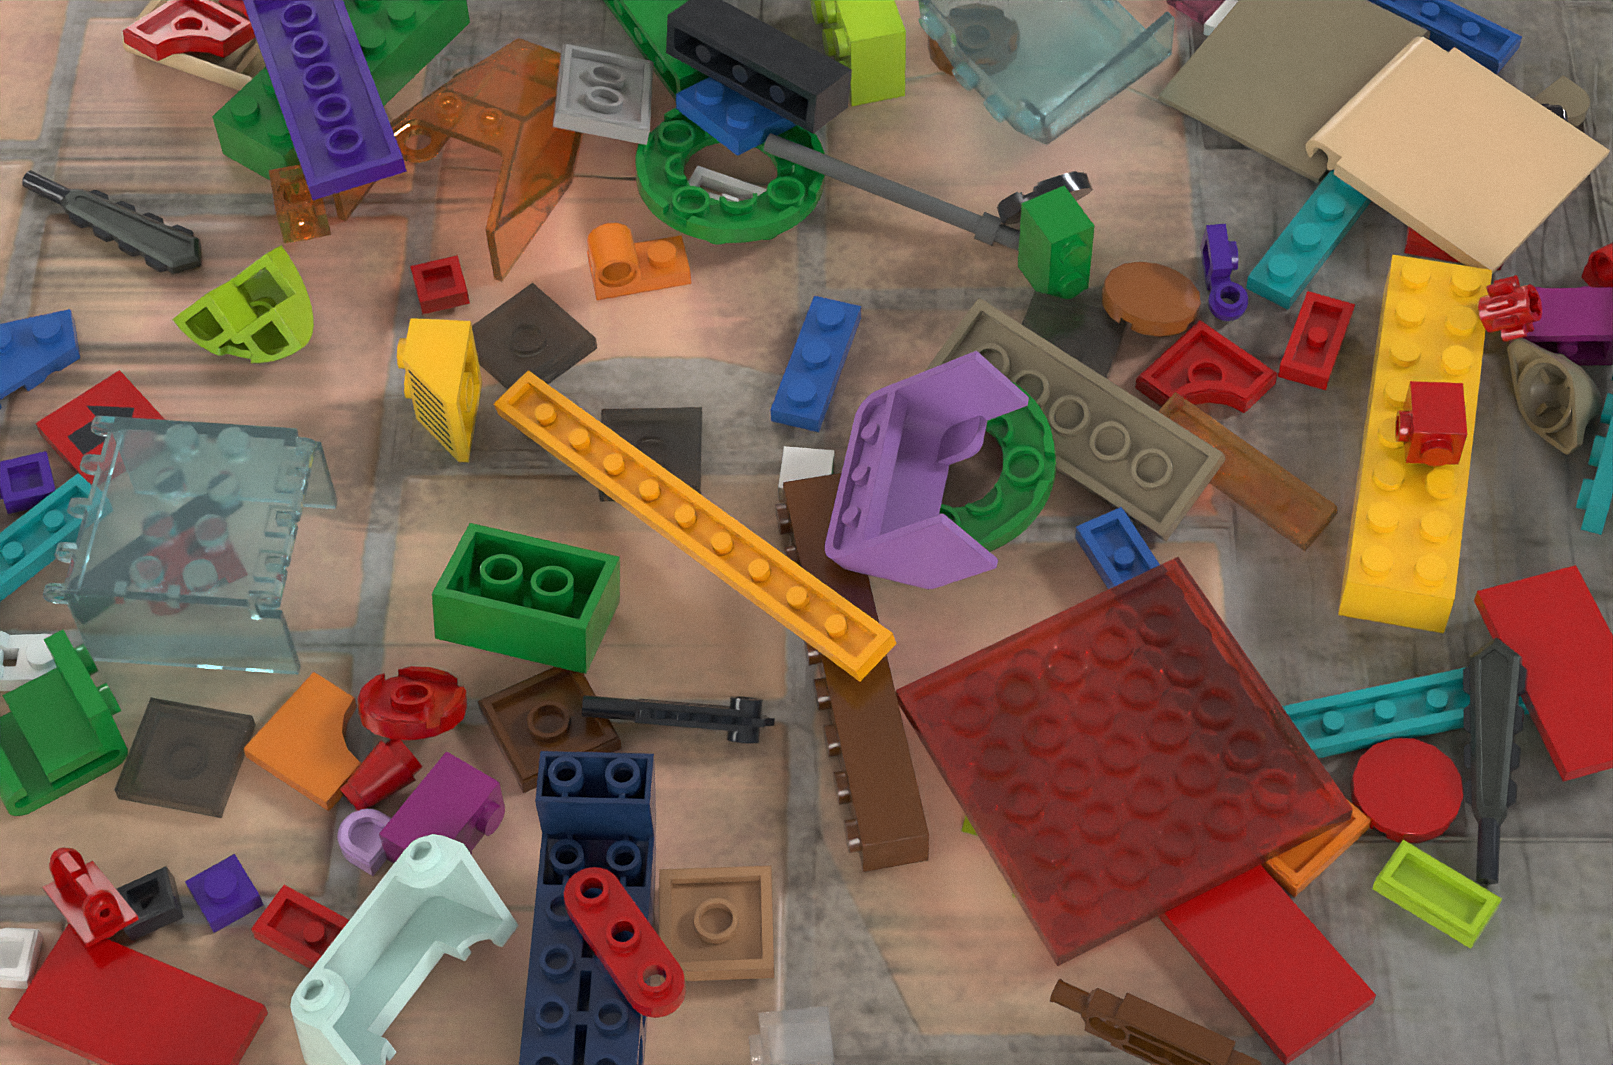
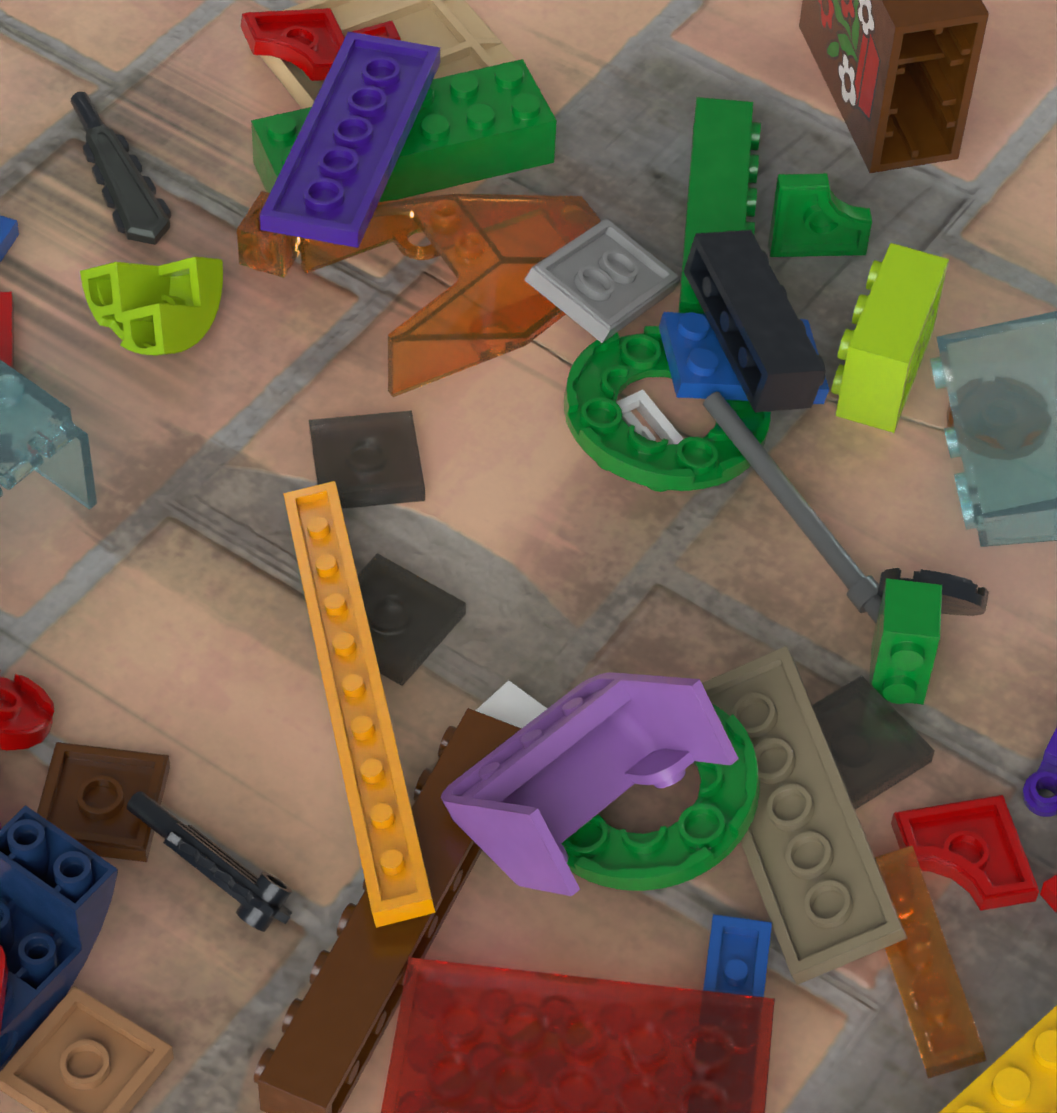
camera: 30 degrees right, 5 degrees down
(440, 284) = (330, 368): red plate -> none
(443, 380) = (255, 447): yellow slope -> none
(526, 597) = (161, 675): green brick -> none
(628, 267) = (503, 442): orange plate -> none
(816, 364) = (604, 625): blue plate -> none
(1151, 298) = (968, 746): dark orange tile -> none

